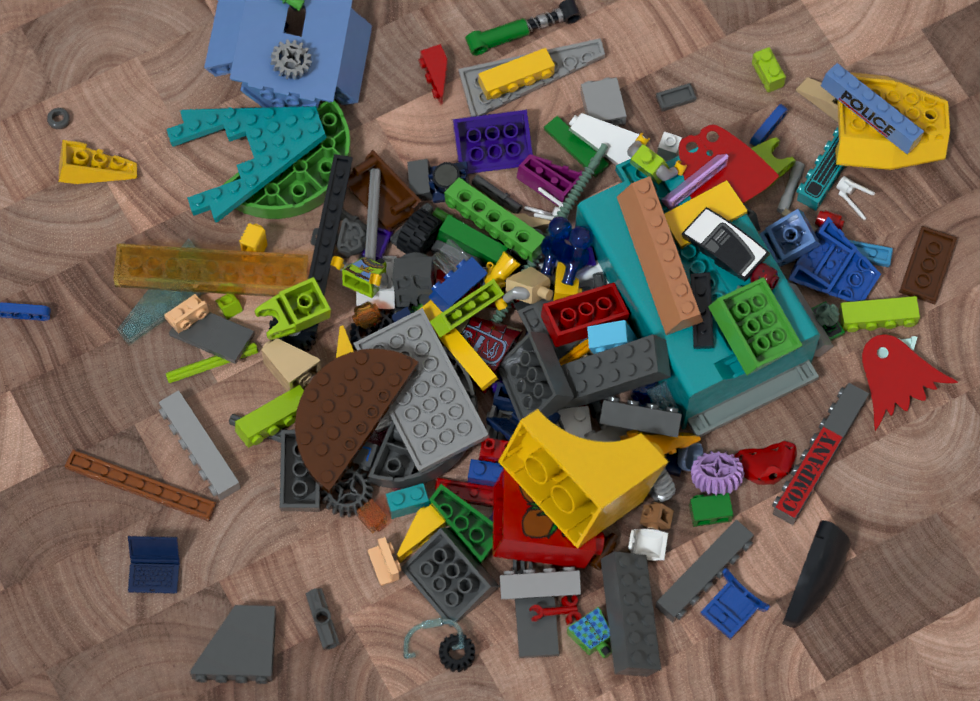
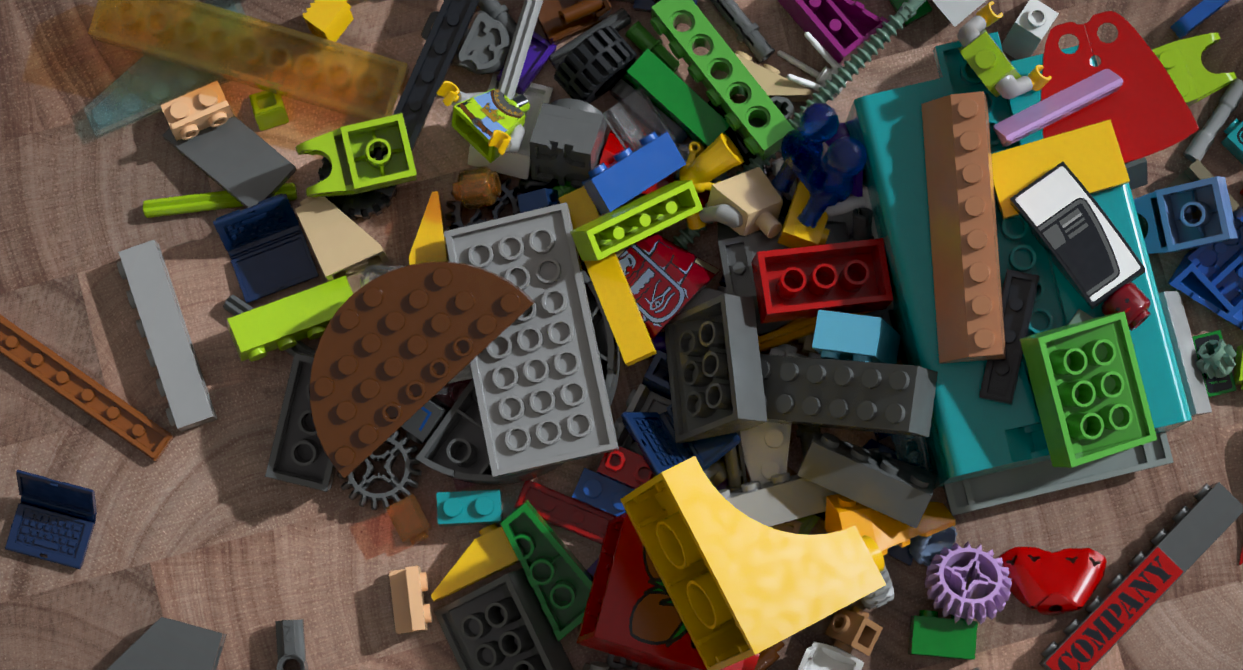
camera: 15 degrees right, 15 degrees up
(246, 381) = (266, 247): none -> dark blue piece

